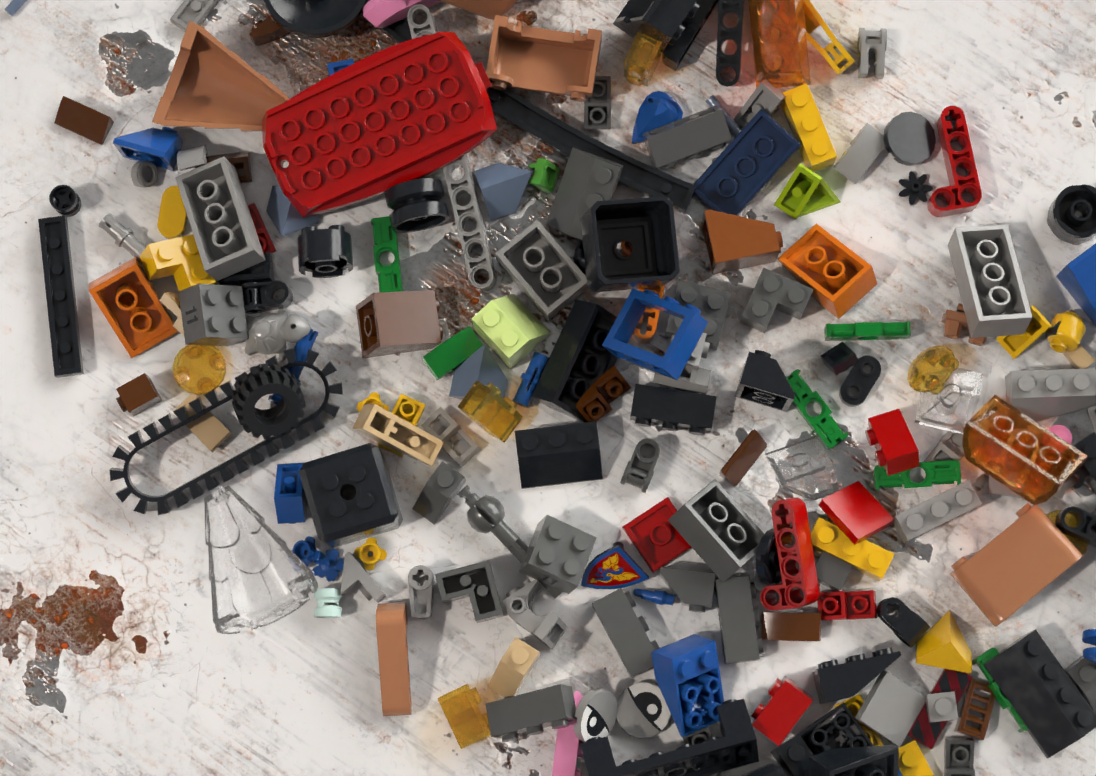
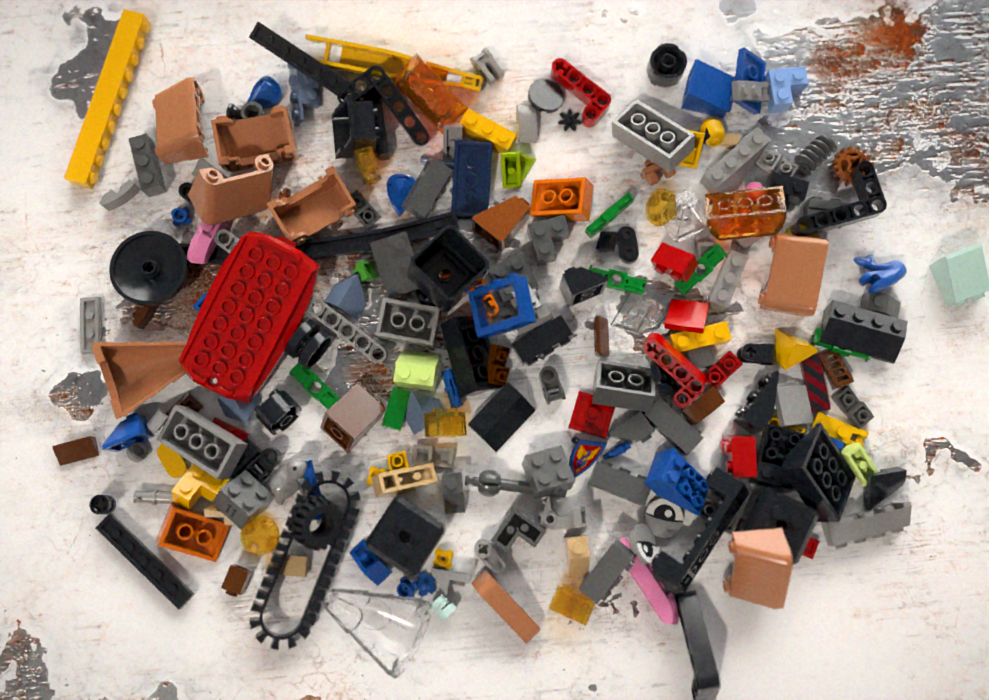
camera: 45 degrees left, 0 degrees up
(941, 706) = (817, 382): light grey plate -> none

